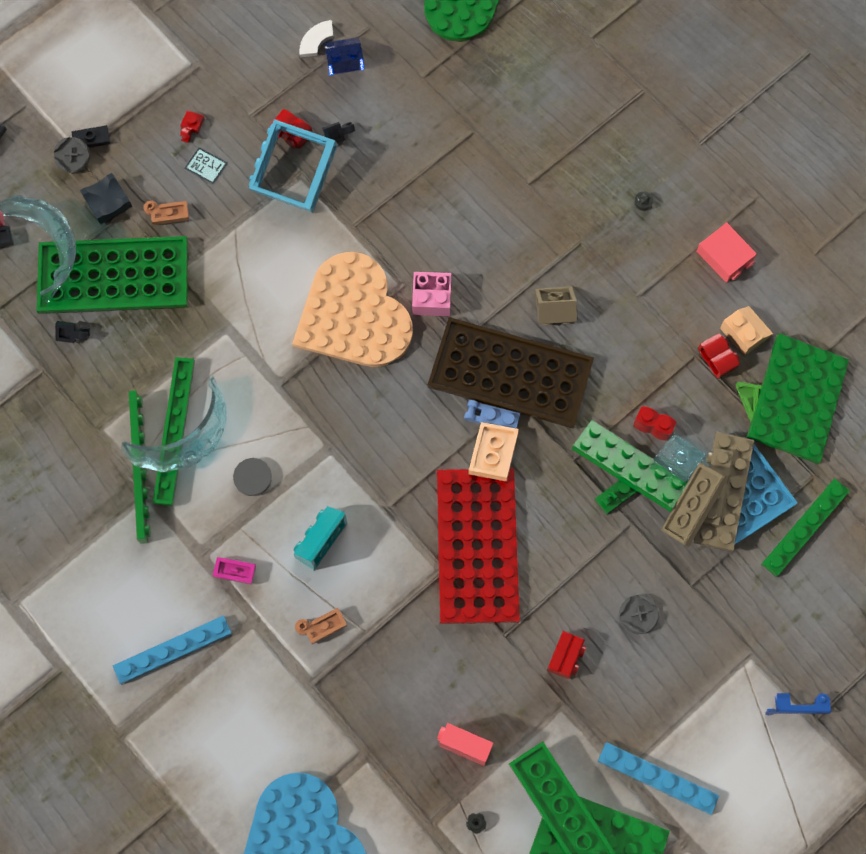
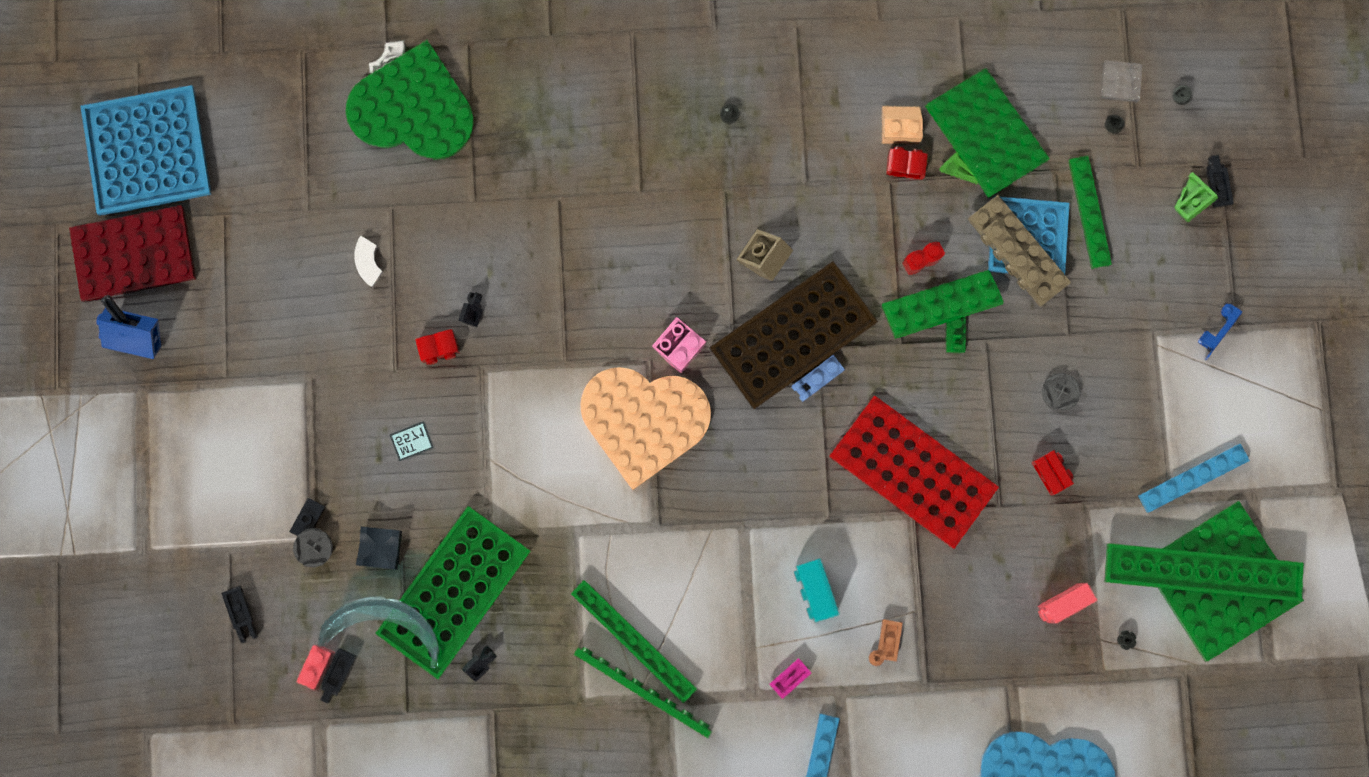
camera: 55 degrees left, 10 degrees up
(167, 212) = (431, 506): nougat hinge -> none
(189, 449) = (665, 638): clear light blue windscreen -> none
(190, 124) = (363, 425): red plate -> none
(252, 477) = (721, 606): dark grey tile -> none
(267, 149) = (452, 394): medium azure window -> none
(344, 56) = (402, 249): clear blue slope -> none
(493, 451) = (851, 400): light nougat plate -> none
(679, 457) = (965, 261): clear light blue tile -> none
(694, 504) = (1016, 282): dark tan tile -> none
(727, 253) = (827, 86): coral brick -> none

